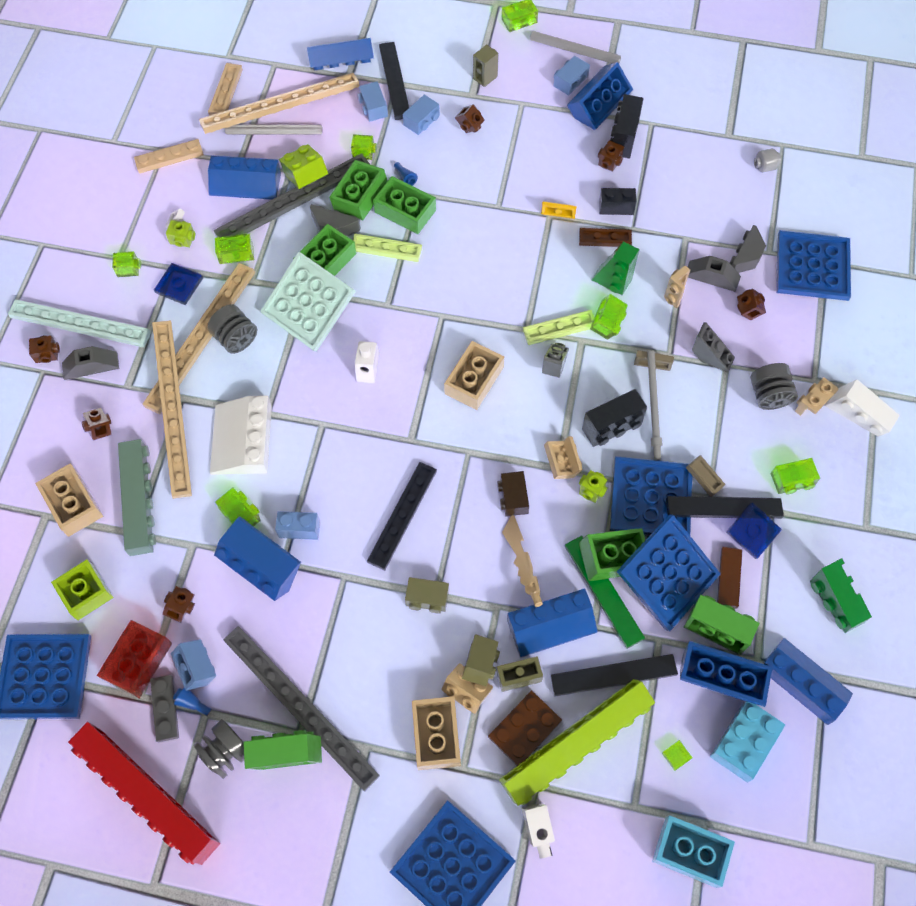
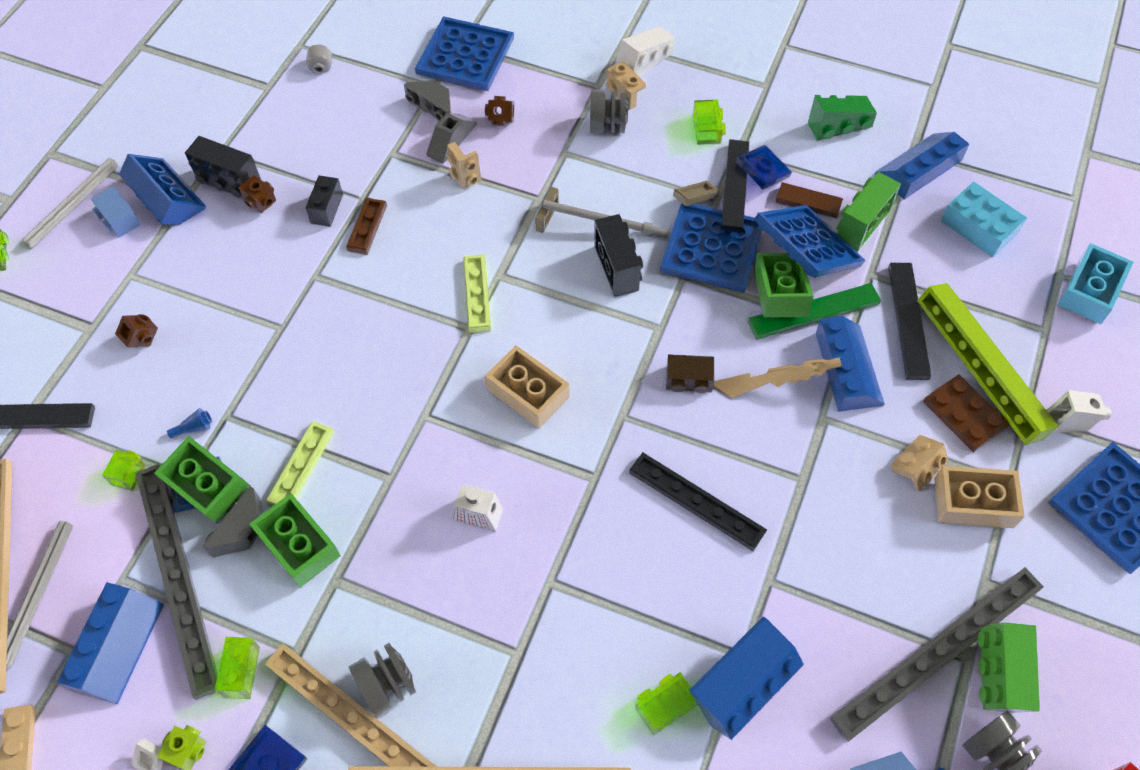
camera: 80 degrees left, 5 degrees down
(241, 436) = (551, 690): white slope -> none
(297, 525) = (699, 624): medium blue brick -> none
(303, 166) = (130, 550): lime brick -> none
(307, 301) = (366, 569): light aqua plate -> none
(373, 101) = (49, 446): medium blue brick -> none
(405, 205) = (246, 427): bright green brick -> none
(421, 114) = (101, 389): medium blue brick -> none
(427, 595) = (807, 485): olive brick -> none
(480, 660) = (895, 436): olive brick -> none
(485, 65) = (58, 296): olive brick -> none
(519, 674) = (911, 402): olive brick -> none
(555, 360) = (526, 300): dark grey slope -> none
(558, 210) = (312, 263): yellow slope -> none
(563, 458) = (653, 315): tan bracket -> none
(593, 486) = (693, 294): lime brick -> none
(609, 317) = (481, 238): clear neon green brick -> none
(618, 269) = (426, 212): green wedge -> none
(677, 755) = (994, 282): clear neon green tile -> none
(712, 350) = (547, 154): dark grey slope -> none
(726, 673) = (920, 219): blue slope -> none

